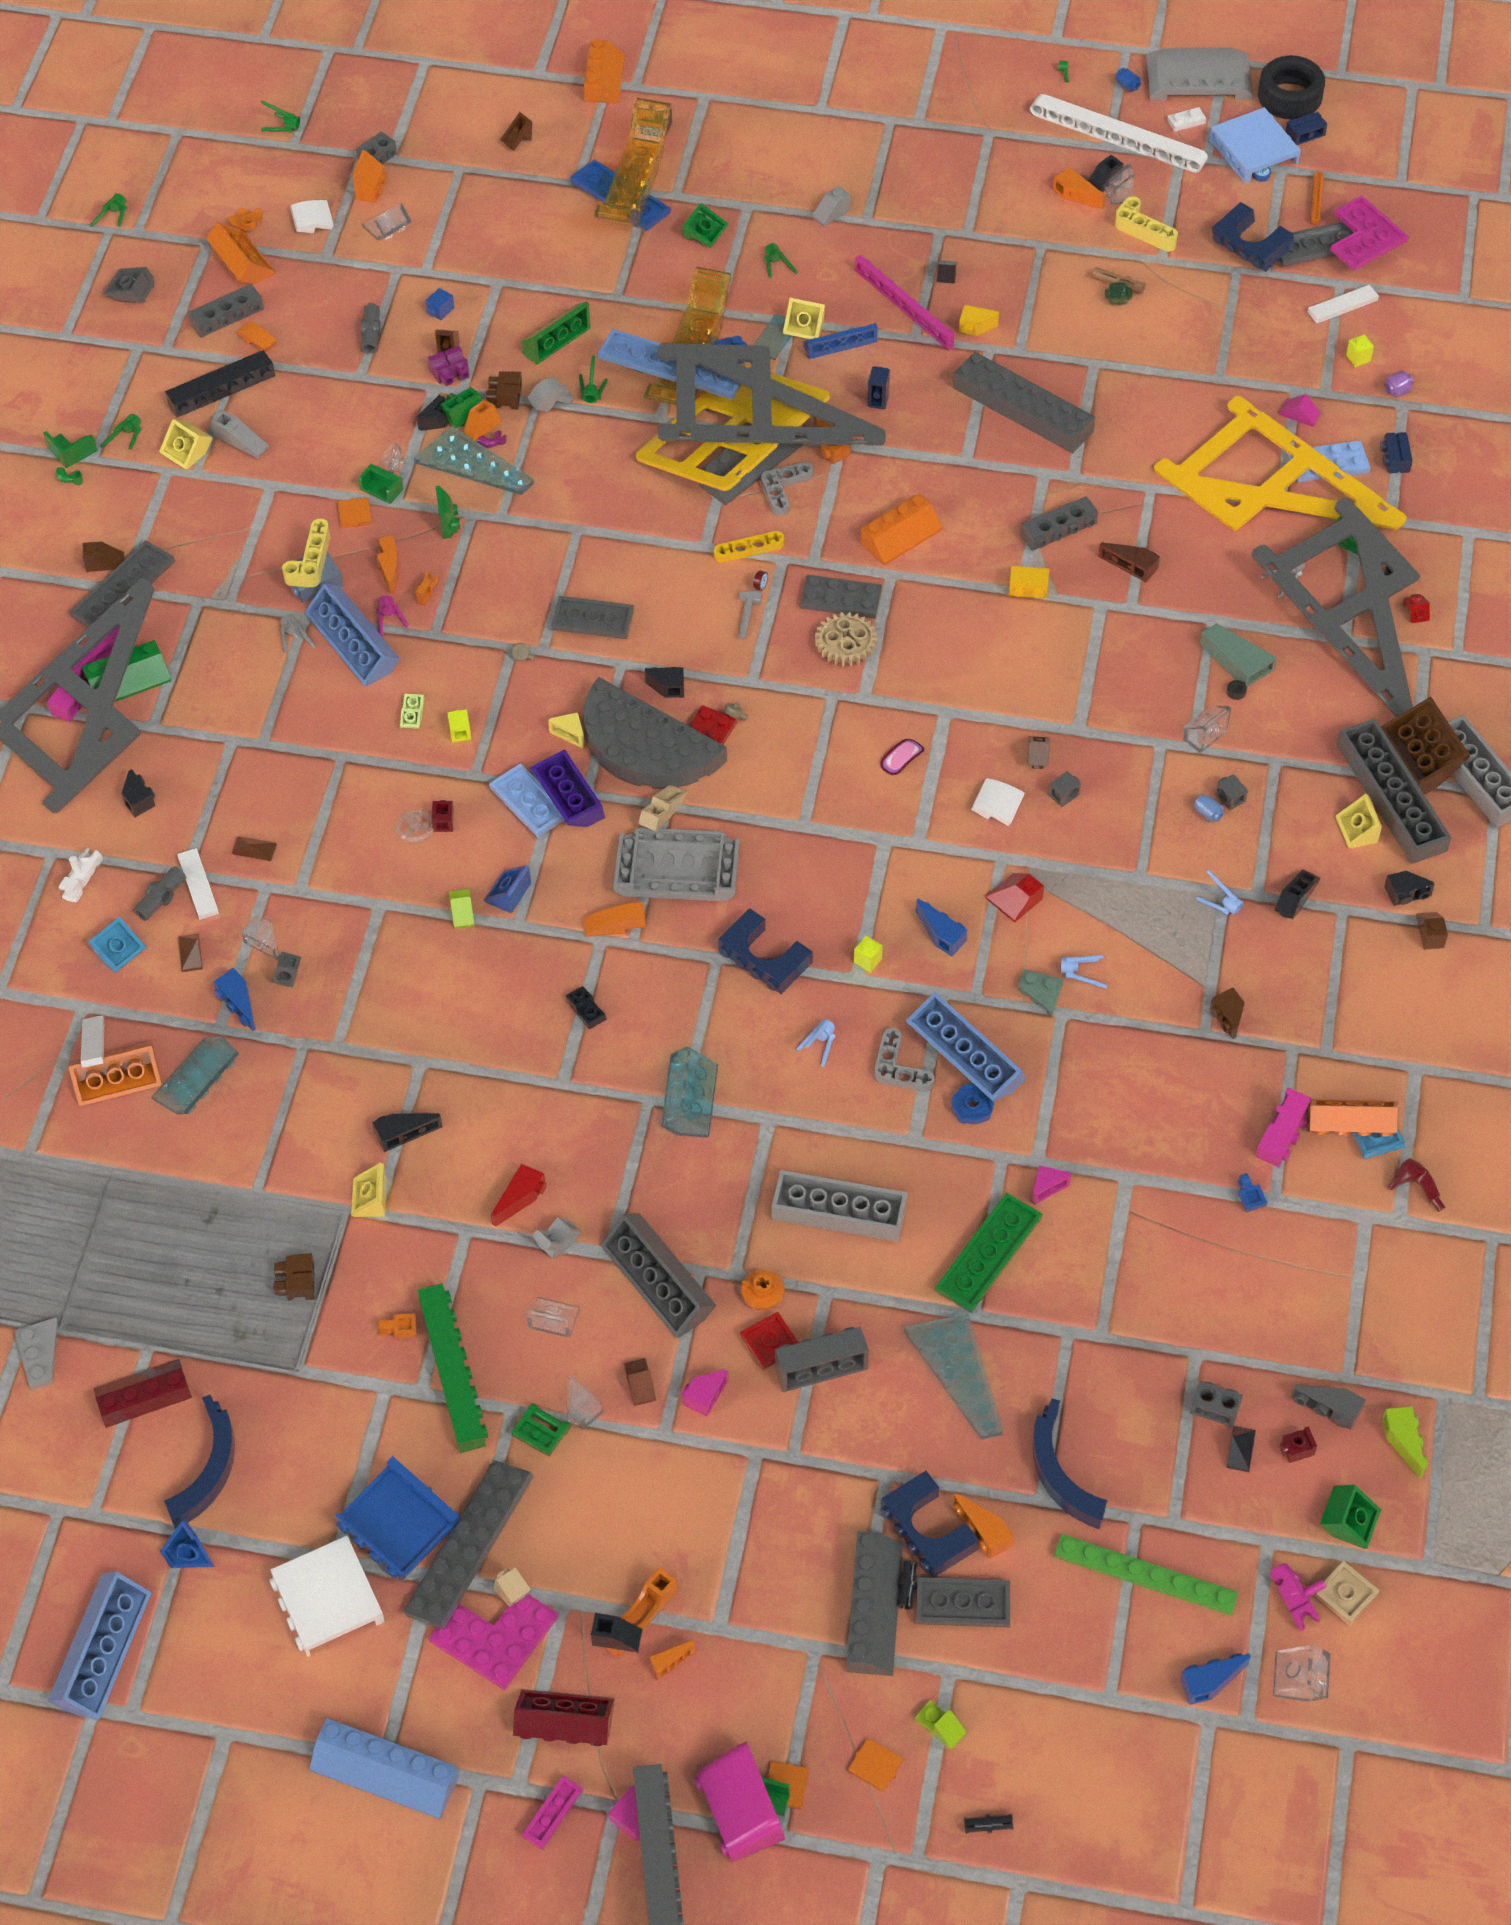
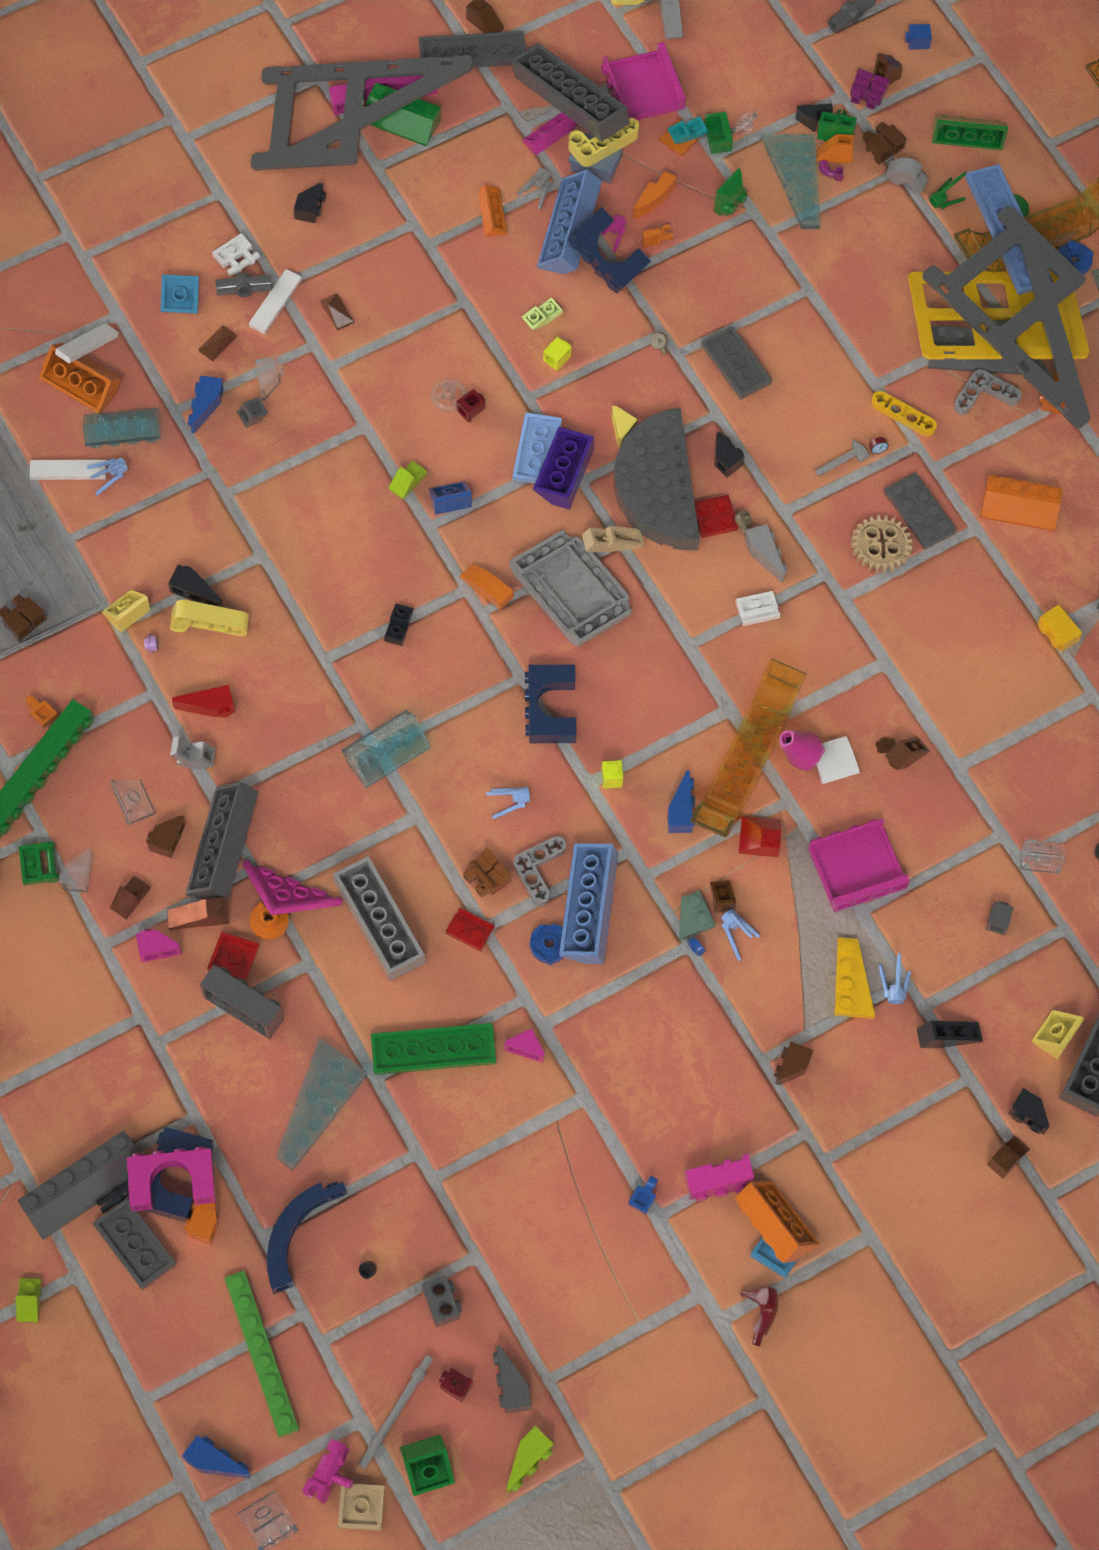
camera: 45 degrees right, 10 degrees up
(80, 874) = (214, 224): white piece -> none
(118, 880) = (233, 250): none -> white plate
(191, 1145) = (64, 469): none -> white tile
(229, 1107) = (115, 467): none -> light blue plant
(244, 543) = (570, 92): none -> dark grey brick
(254, 590) = (549, 133): none -> dark pink slope
(281, 679) = (492, 210): none -> orange slope
(283, 498) = (645, 83): none -> dark pink panel
(357, 500) = (687, 131): none -> teal slope
(388, 629) = (614, 274): none -> dark blue arch
(420, 1197) = (151, 643): none -> lavender plate
(440, 1137) = (208, 617): none -> light yellow beam
(612, 1313) = (166, 836): none -> reddish brown slope
(707, 1337) = (199, 914): none -> copper slope
(748, 1260) = (286, 894): none -> dark pink tile
(776, 716) = (763, 549): none -> light grey slope
(819, 756) = (757, 608): none -> white plate
(878, 1107) = (489, 872): none -> dark orange hips
(901, 756) = (815, 662): sticker -> none
(906, 1152) = (470, 929): none -> red plate
(939, 842) = (750, 749): none -> clear yellow slope
(941, 1494) = (144, 1168): none -> dark pink arch
(973, 812) = (802, 748): none -> dark pink cone
(1018, 760) = (885, 745): none -> reddish brown plant
(1046, 954) = (722, 896): none -> reddish brown slope
(1064, 789) = (889, 798): dark grey brick -> none
(1070, 1005) = (695, 946): none -> blue tile
(1100, 851) = (857, 865): none -> dark pink panel
(1141, 1442) = (367, 1269): none -> black hinge
(1195, 927) = (851, 983): none -> yellow wing
(1209, 808) = (969, 913): medium blue brick -> none
(1241, 1449) = (421, 1344): black slope -> none
(1266, 1470) = (417, 1376): none -> light grey bar

